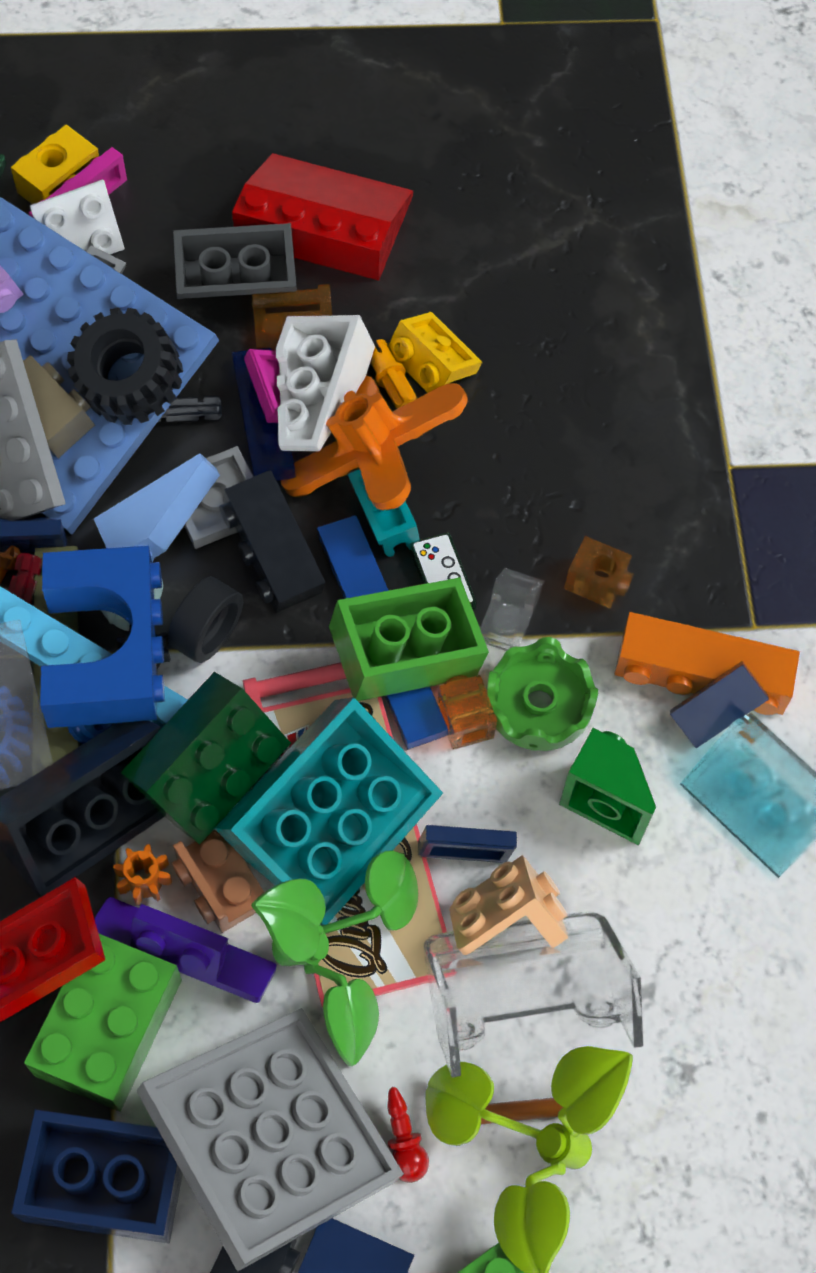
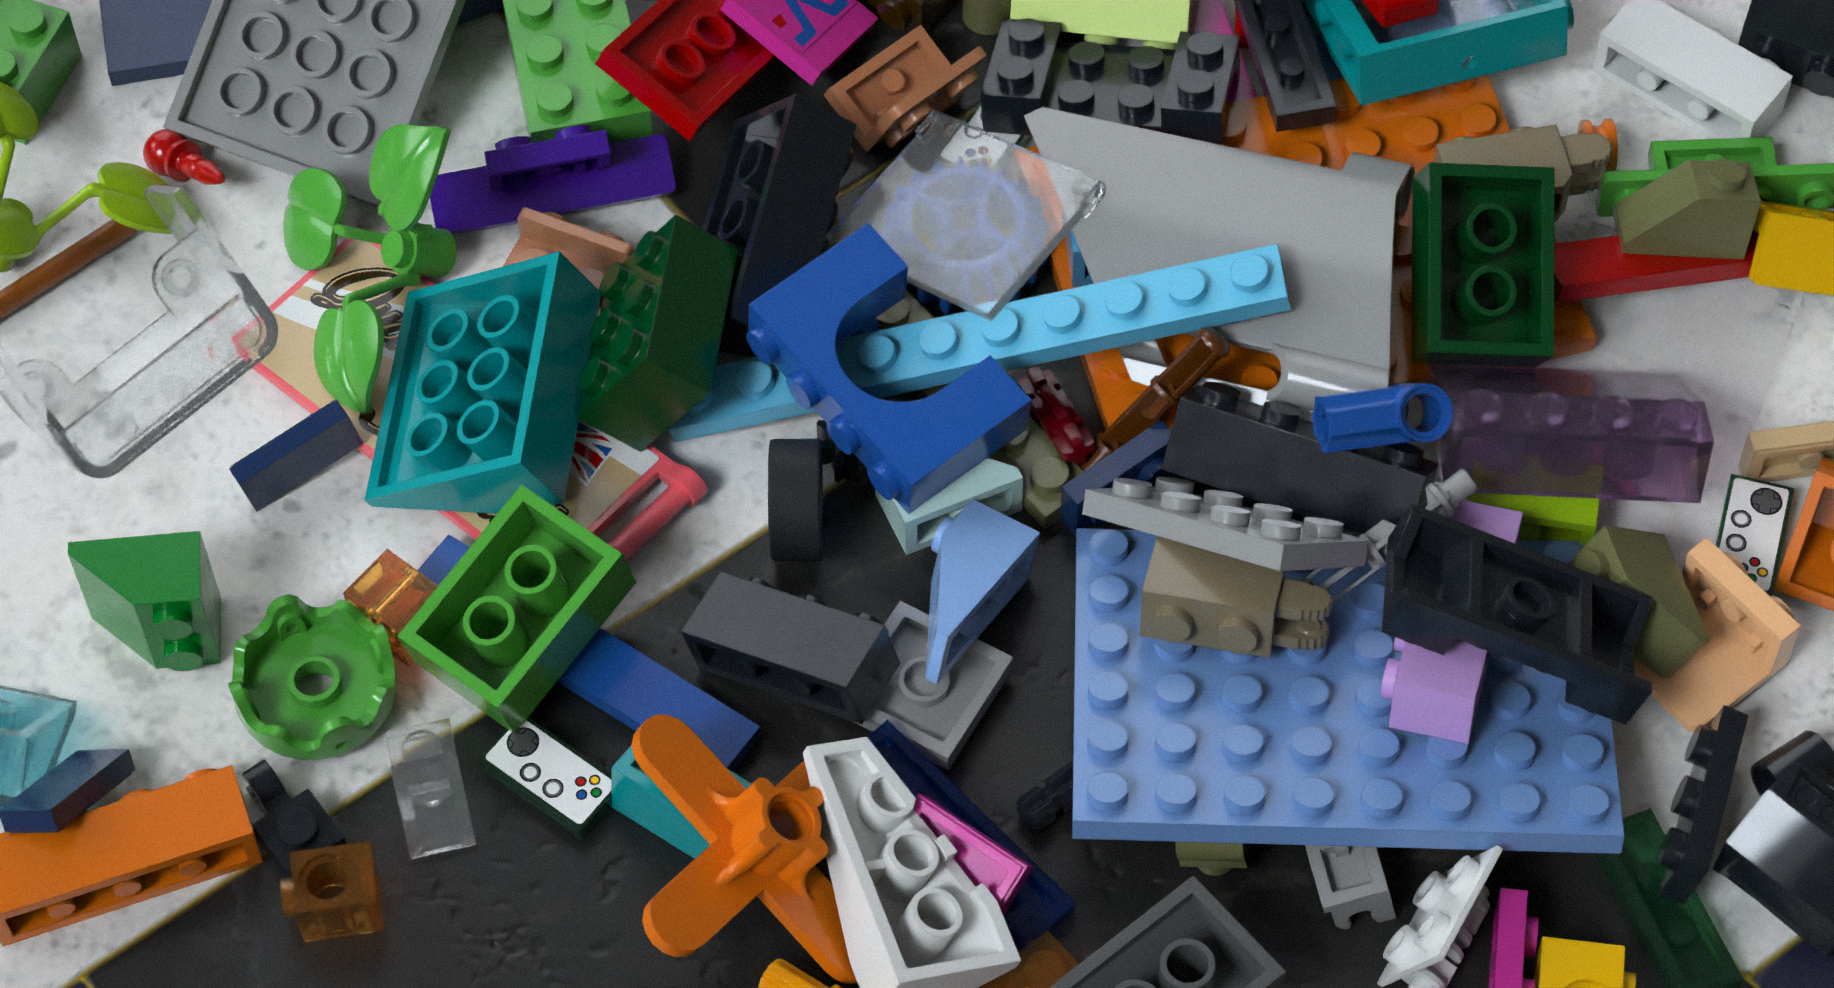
camera: 150 degrees right, 5 degrees down
(107, 342) = (1138, 676): black tyre -> none
(142, 888) = (647, 211): orange gear -> none
(504, 899) = (195, 399): light nougat bracket -> none
(600, 629) = (288, 822): none -> black plate

